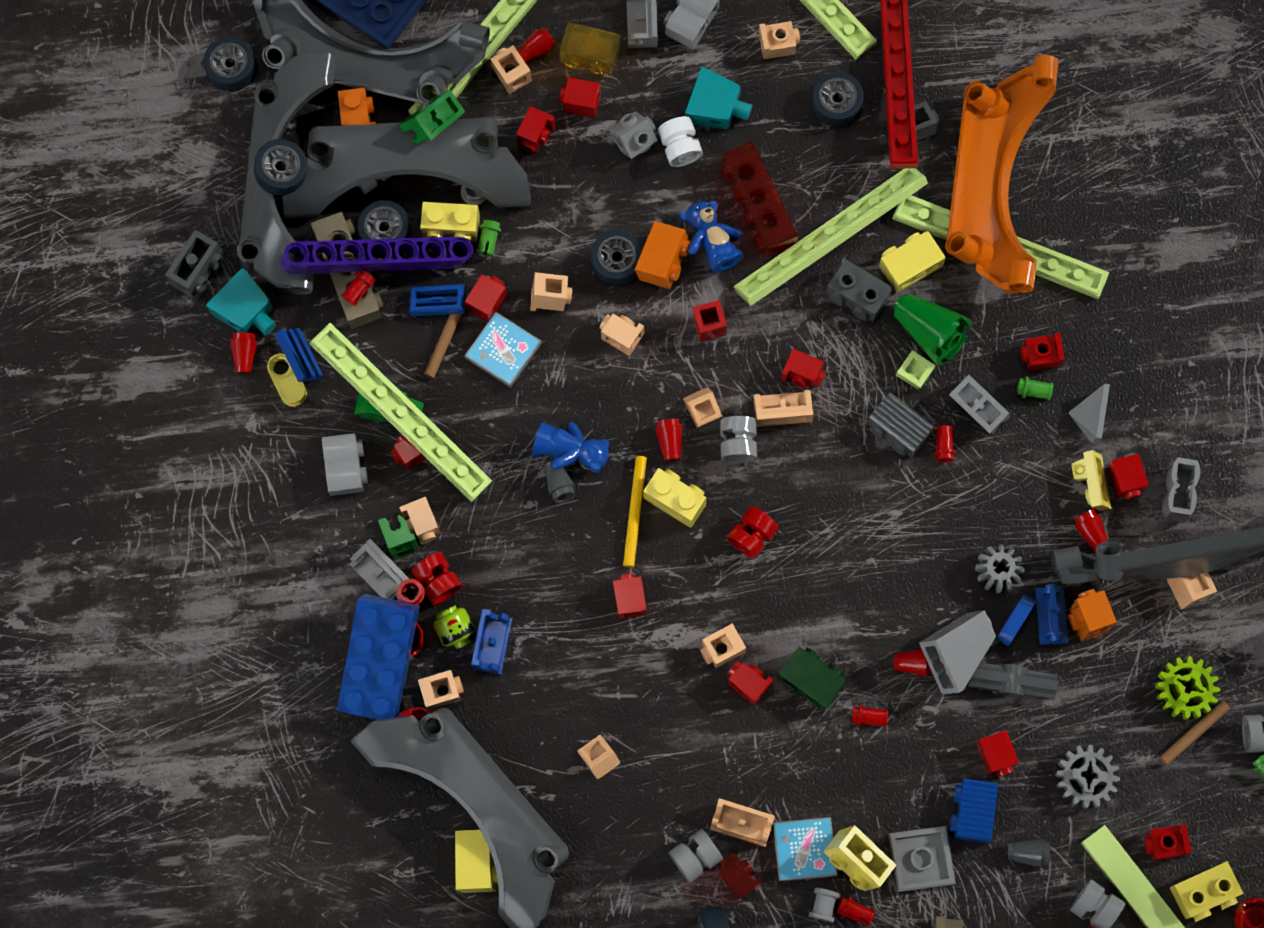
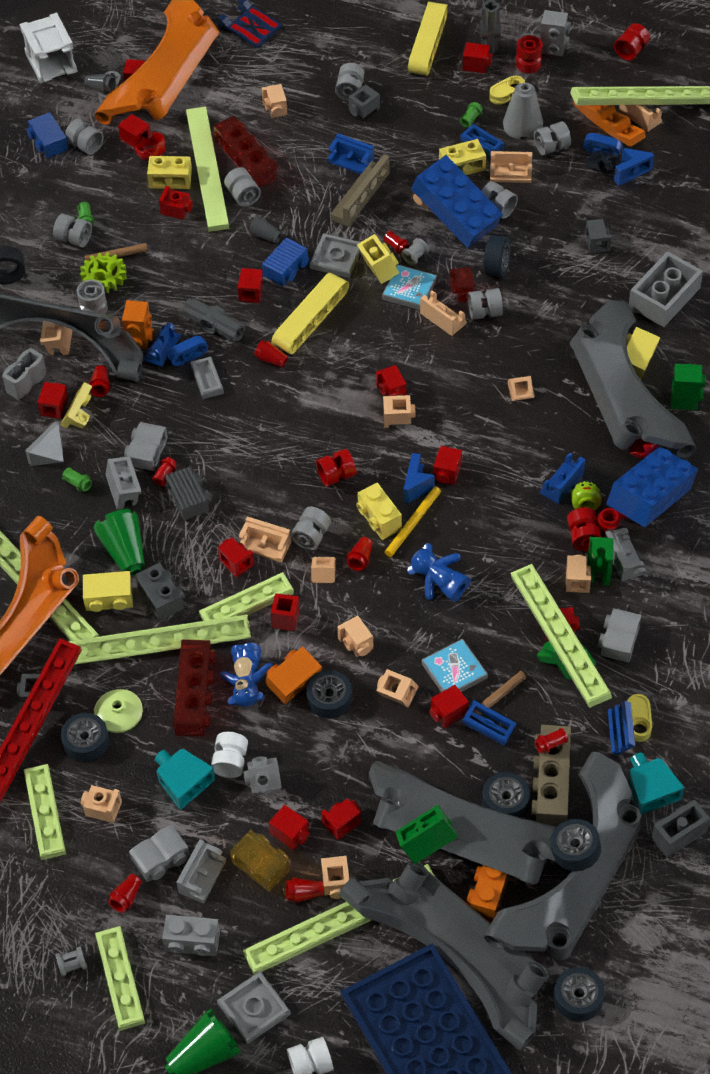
camera: 155 degrees left, 20 degrees down
(243, 351) = (666, 749): red cone -> none
(365, 261) = (526, 756): dark purple beam -> none
(395, 830) = (687, 386): none -> green brick
(430, 686) = (614, 461): light nougat brick -> none
(450, 220) = (449, 773): light yellow brick -> none
(489, 234) = (424, 752): bright green pin -> none
(559, 484) = (464, 550): dark grey cone -> none
(654, 555) = (417, 482): none -> blue slope
(762, 329) = (249, 600): none -> yellowish green tile
(812, 678) = (347, 370): dark green brick -> none
(822, 160) = (123, 718): none -> yellowish green dish
(869, 716) = (320, 337): red pin -> none
(901, 746) = (310, 313): none -> light yellow beam
(915, 370) = (153, 524): yellowish green plate -> none
(958, 650) = (237, 341): light grey slope -> none
(972, 595) = (207, 377): none -> light grey tile
(984, 465) = (146, 445): none -> light grey brick
(1007, 576) = (178, 382): light grey gear -> none
(1037, 361) = (54, 498): red brick -> none
(1100, 777) = (201, 252): light grey gear -> none
(1172, 635) = (92, 296): none -> light grey wheel

